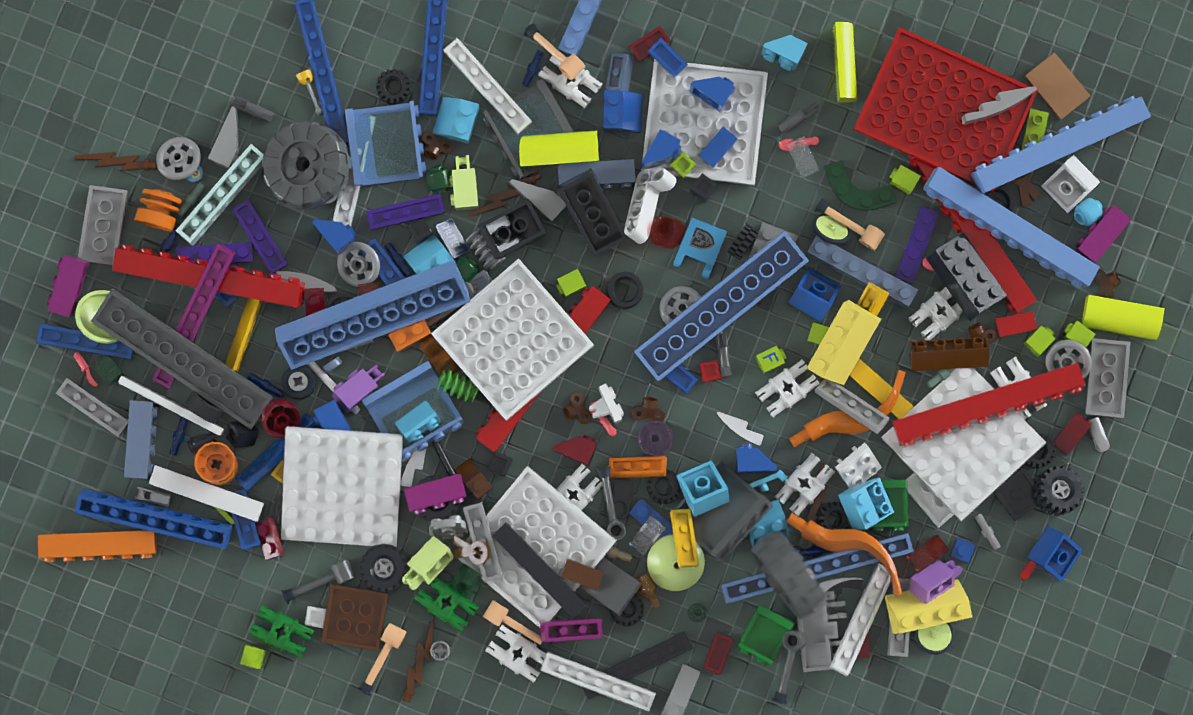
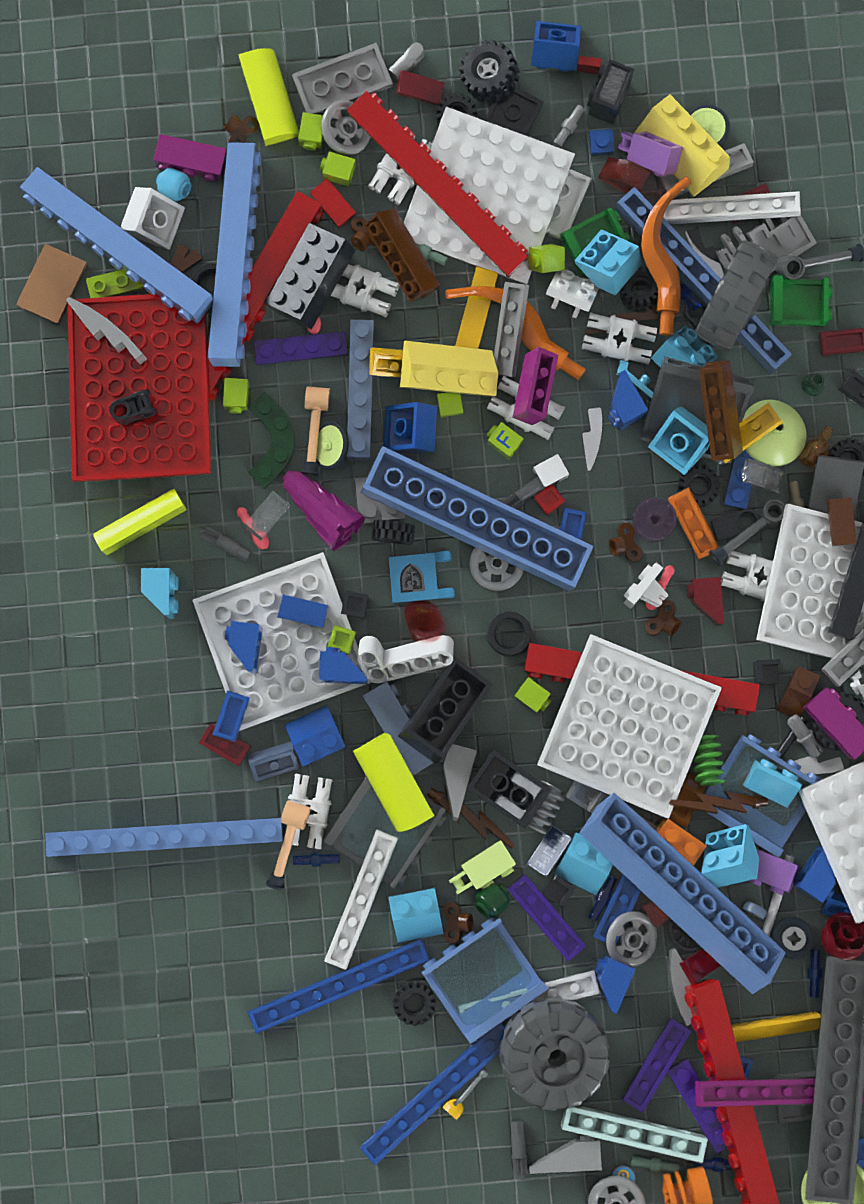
camera: 115 degrees left, 0 degrees up
(380, 364) = (730, 856): none -> medium azure slope
(427, 369) = (733, 802): none -> reddish brown piece
(439, 467) = (805, 736): none -> light grey axle
(467, 268) = (574, 818): dark green head -> none
(709, 521) = (720, 410): none -> reddish brown brick
(730, 381) = (551, 471): none -> white panel
(785, 199) = (324, 511): none -> magenta cone
(798, 398) = (535, 386): none -> magenta brick
(892, 459) = (546, 258): none -> lime brick
(930, 99) = (134, 407): none -> black piece
(997, 573) = (610, 92): none -> black piece

